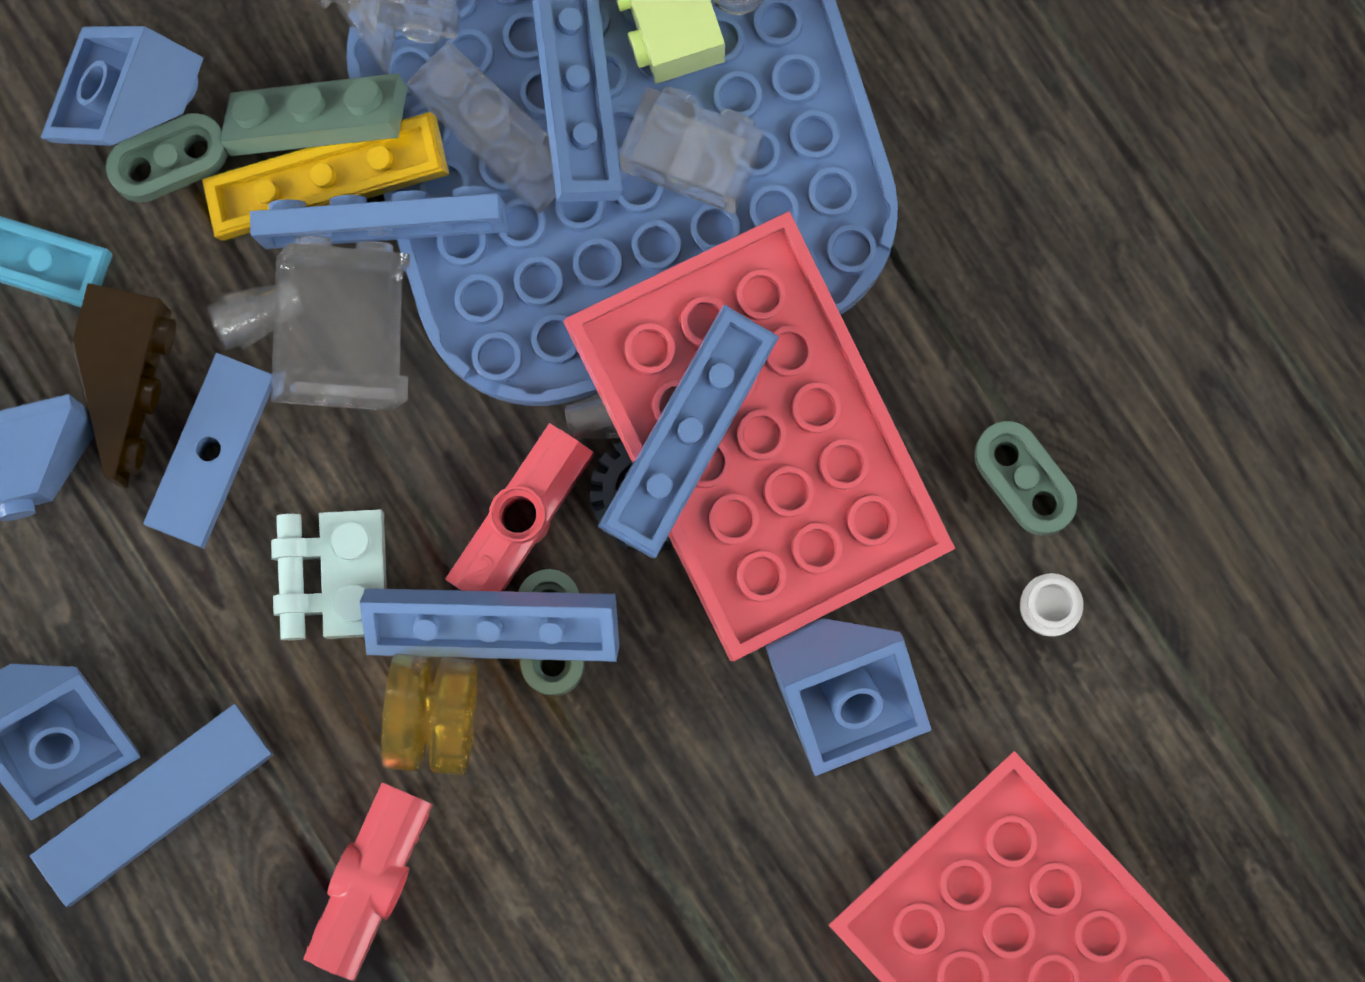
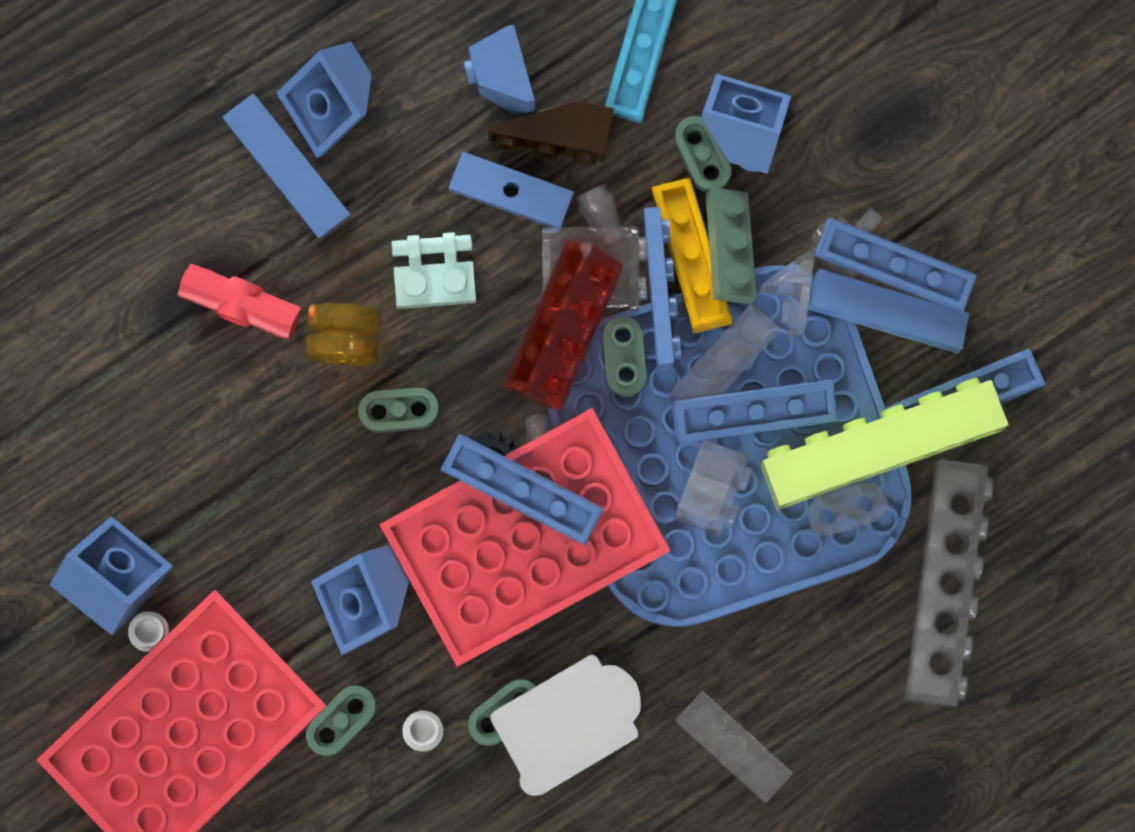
camera: 80 degrees right, 0 degrees up
(430, 363) = (563, 325): none -> clear red brick
(480, 282) = (624, 356): none -> sand green plate
(490, 624) = (399, 370): medium blue plate -> none
(543, 480) = (451, 374): coral piece -> none
(1038, 727) = (341, 721): none -> sand green plate
(1042, 382) = (568, 723): none -> white sticker
(1080, 138) = (733, 747): none -> clear plate

